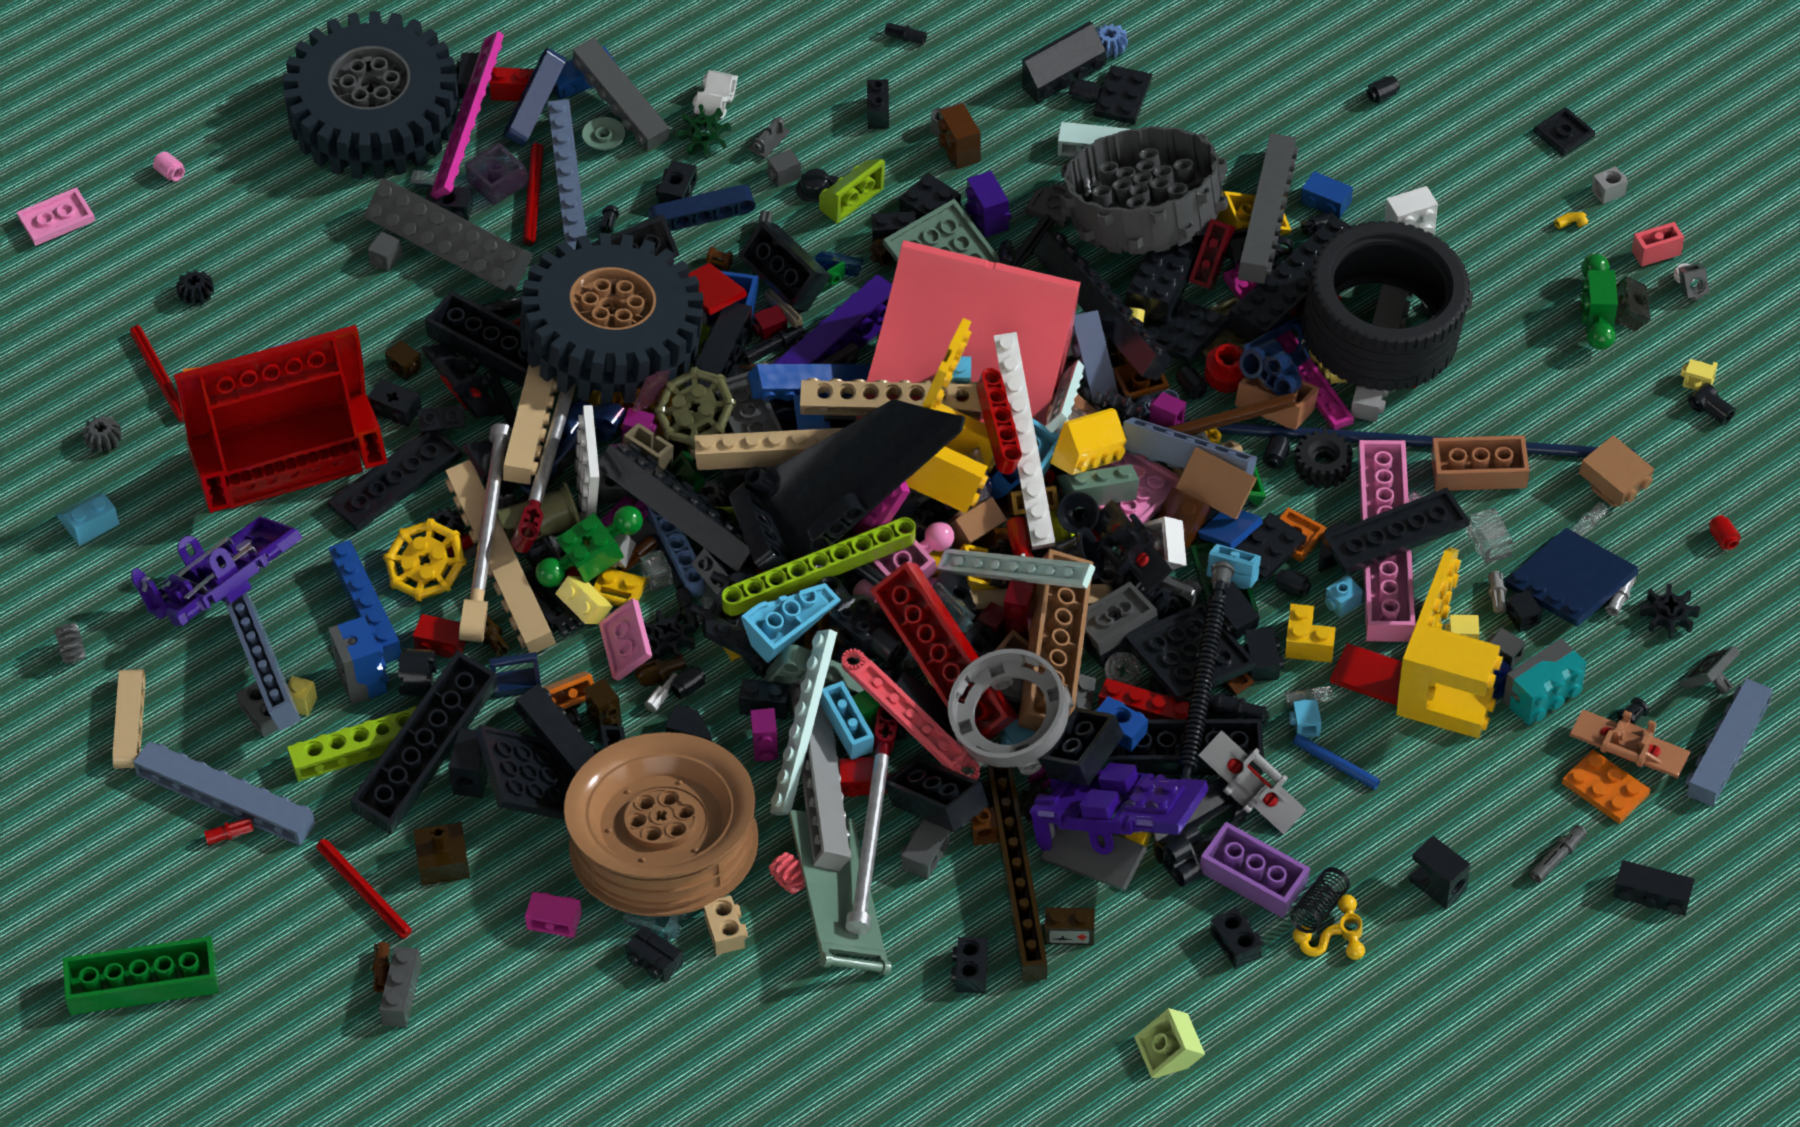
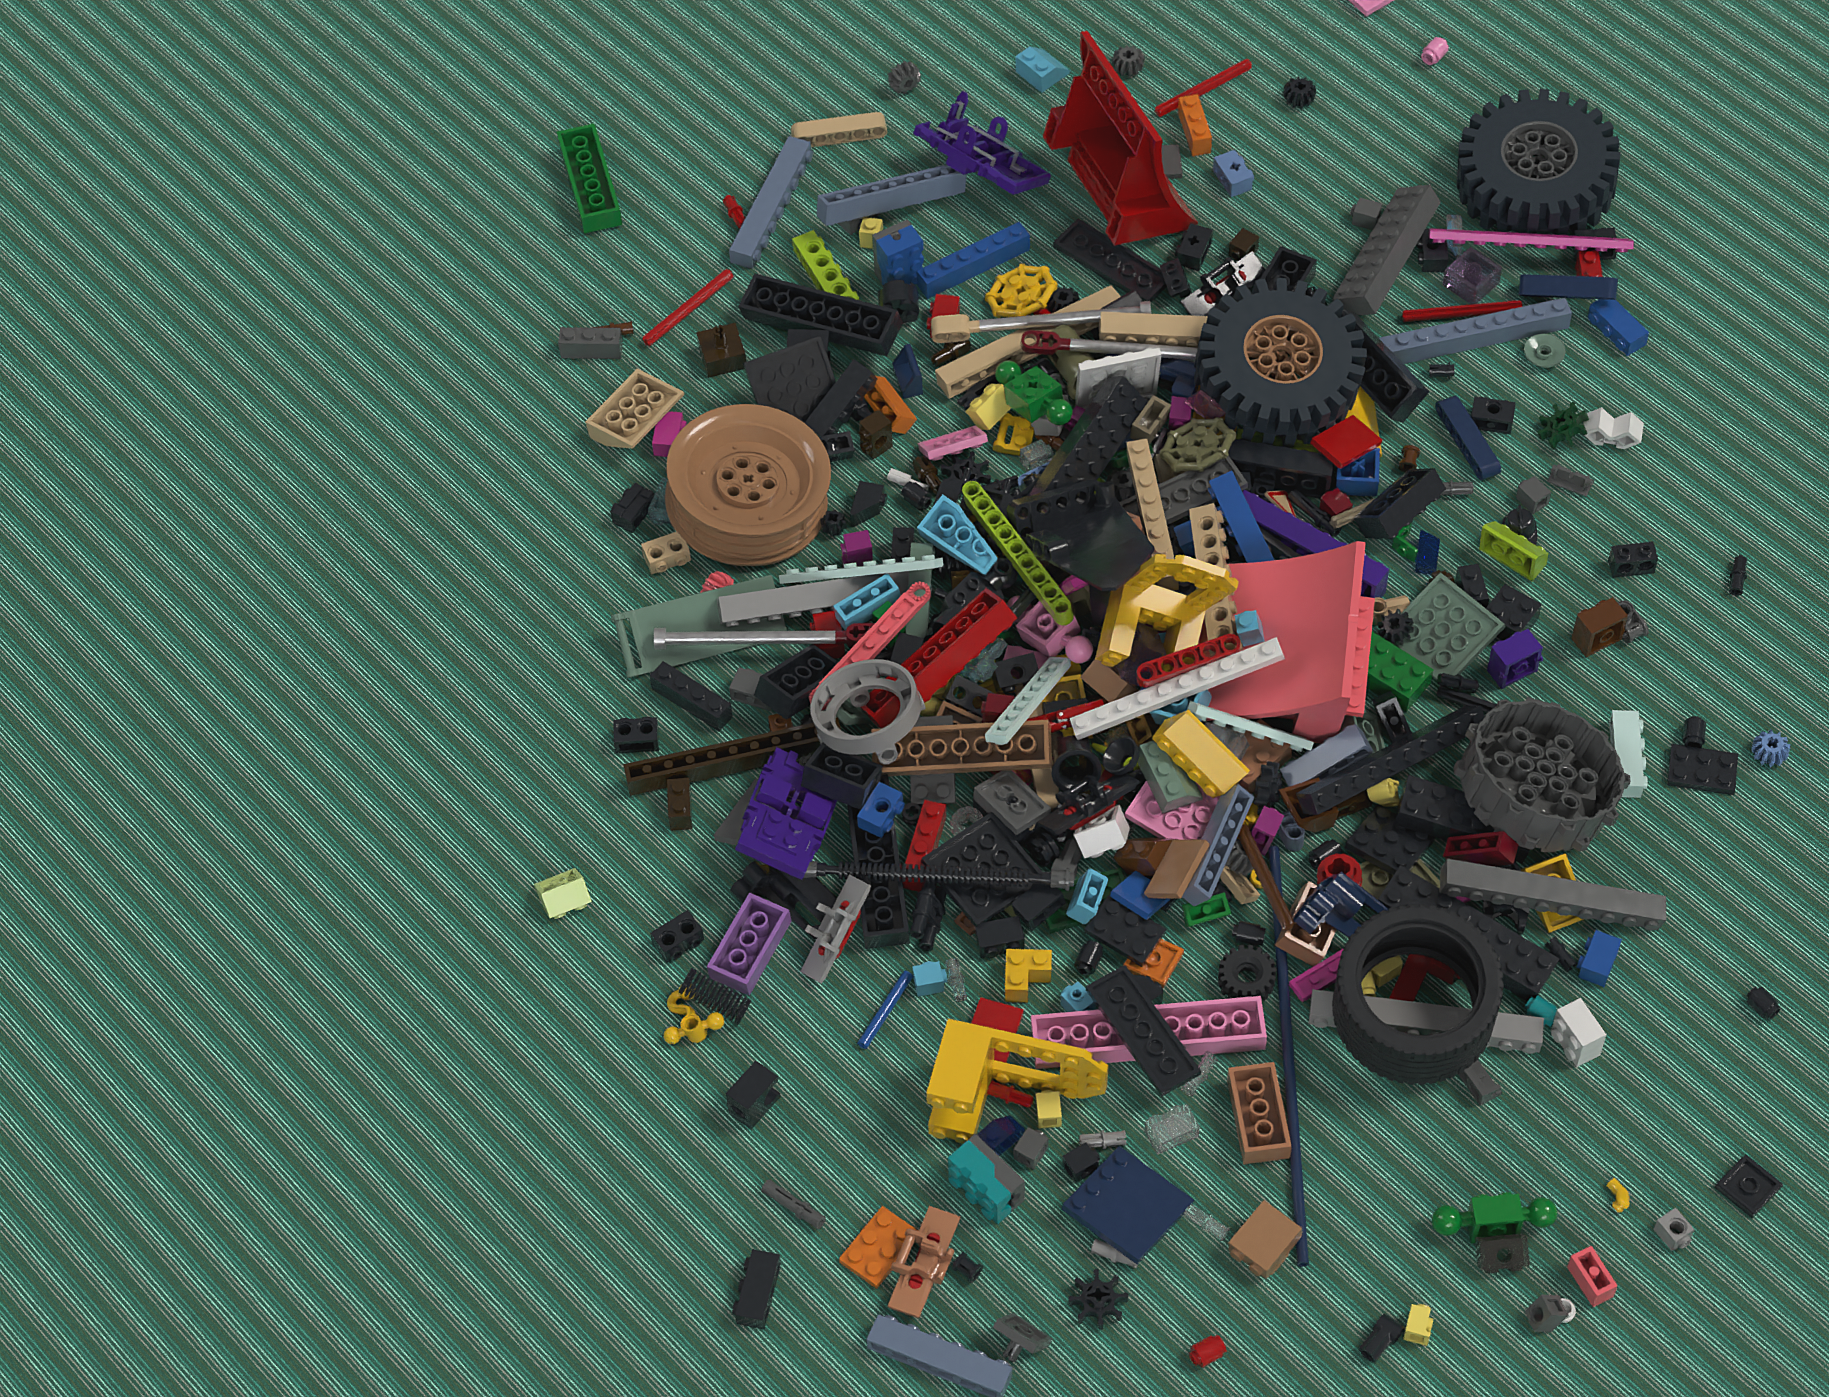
camera: 85 degrees right, 5 degrees up
(524, 937) = (632, 410): none -> tan slope
(620, 94) = (1588, 351): dark grey brick -> none
(928, 908) = (691, 696): none -> black brick
(1062, 62) = (1722, 706): black slope -> none

